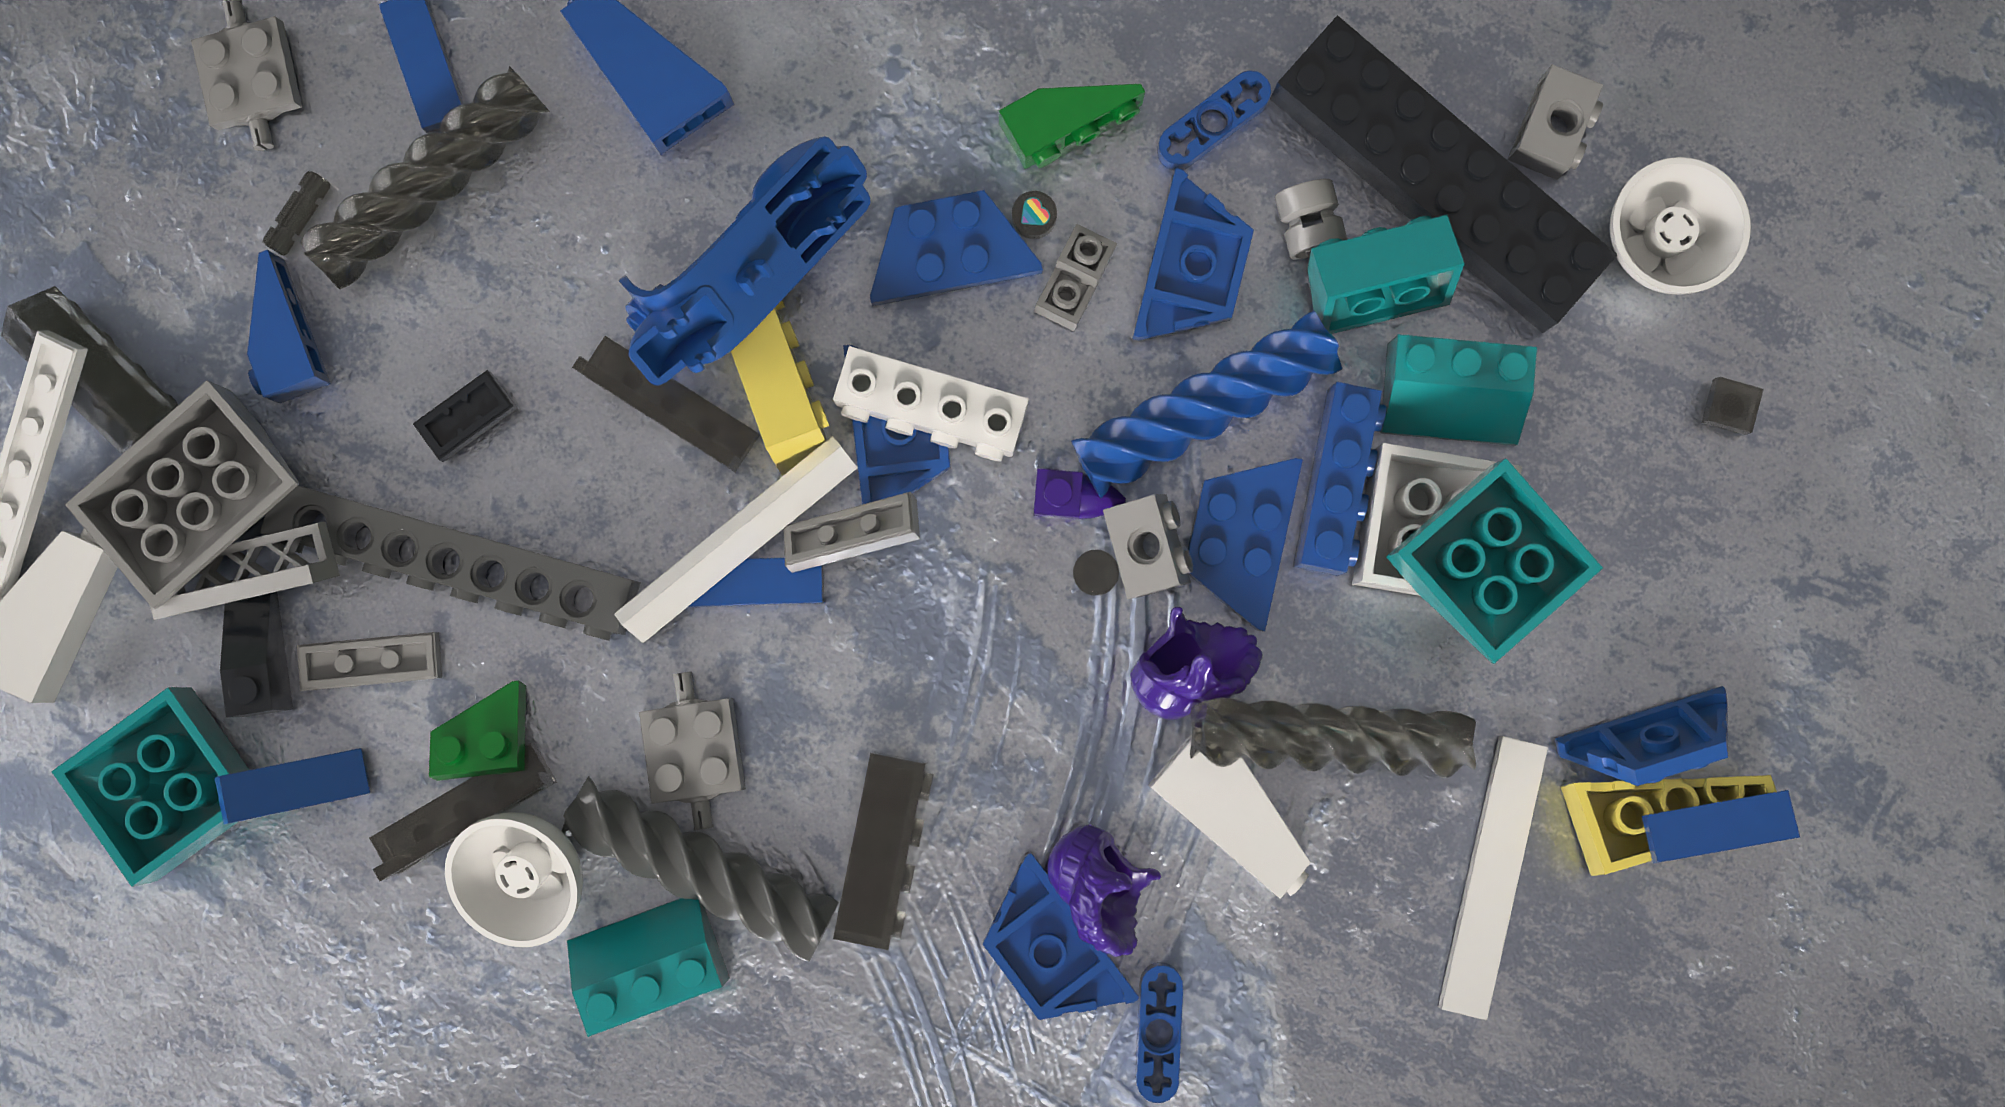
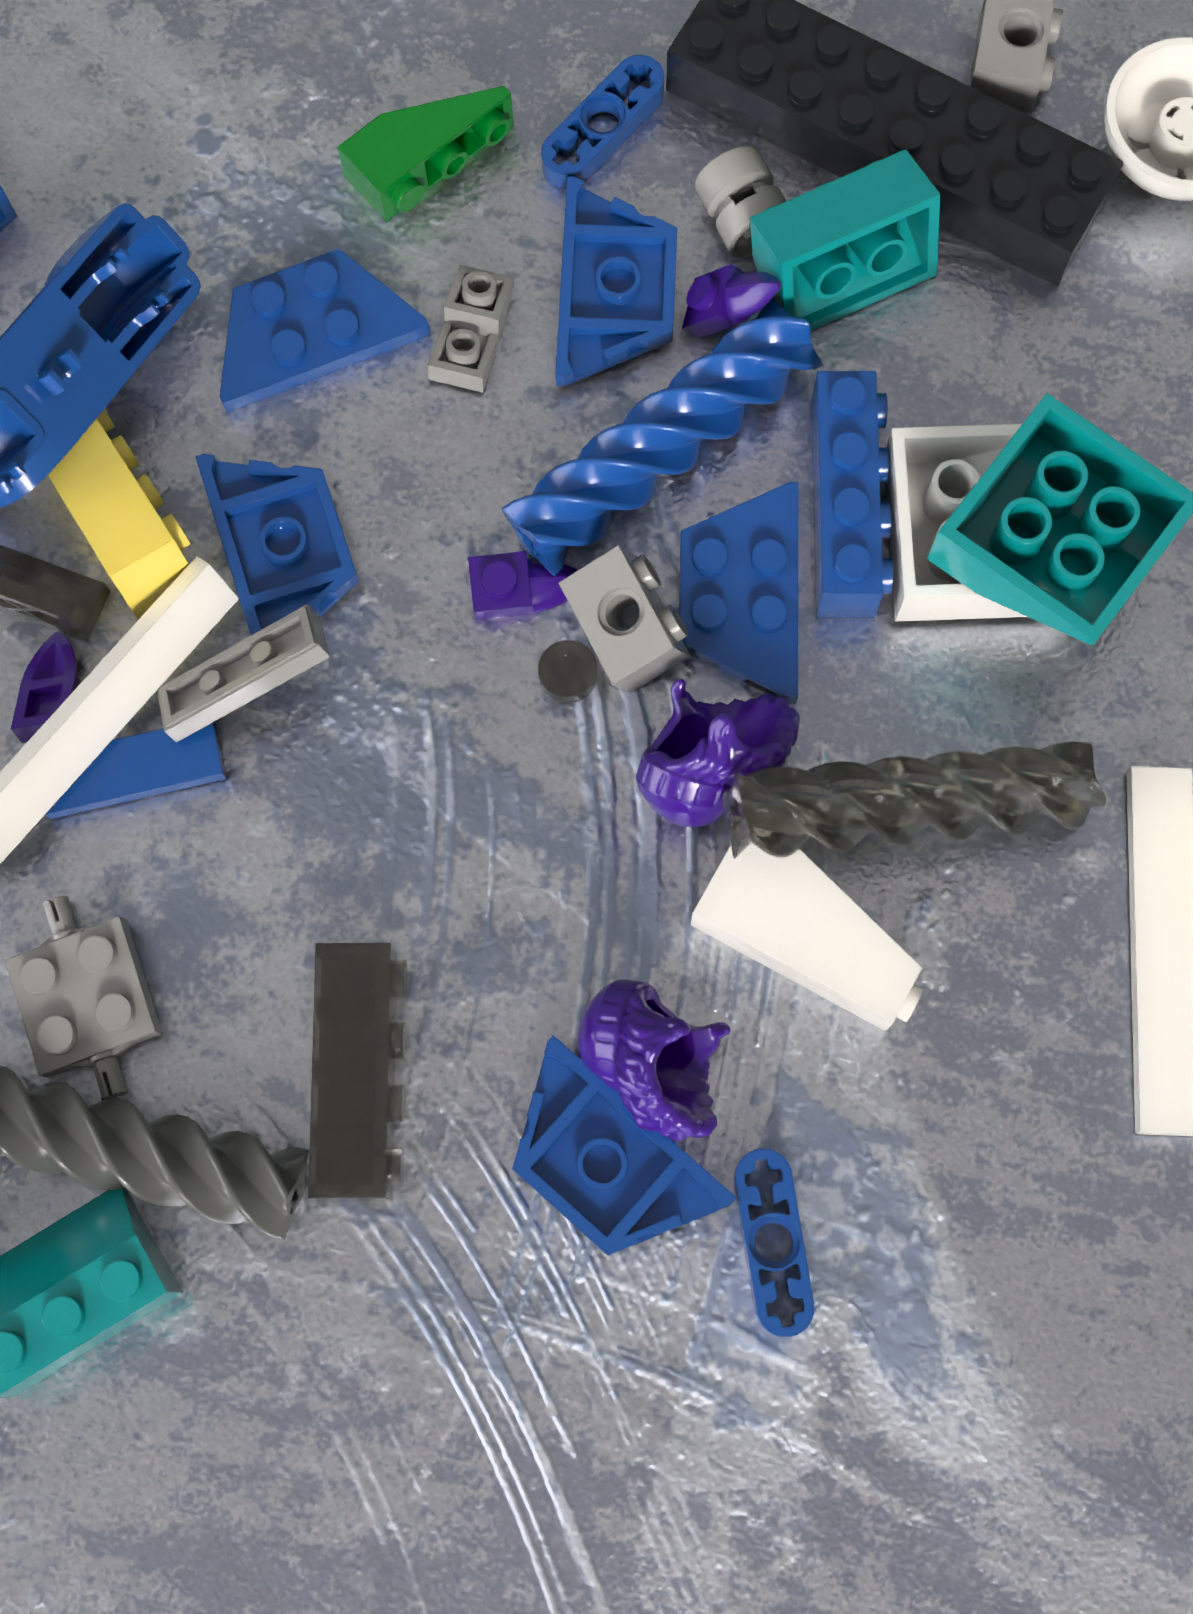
camera: 10 degrees left, 10 degrees down
(701, 508) = (45, 686): none -> dark purple plate
(930, 402) = (314, 495): white brick -> none
(1034, 214) = (407, 267): clear smoke tile -> none
(1280, 300) = (726, 299): none -> dark purple plate
(1457, 389) = (968, 357): teal slope -> none

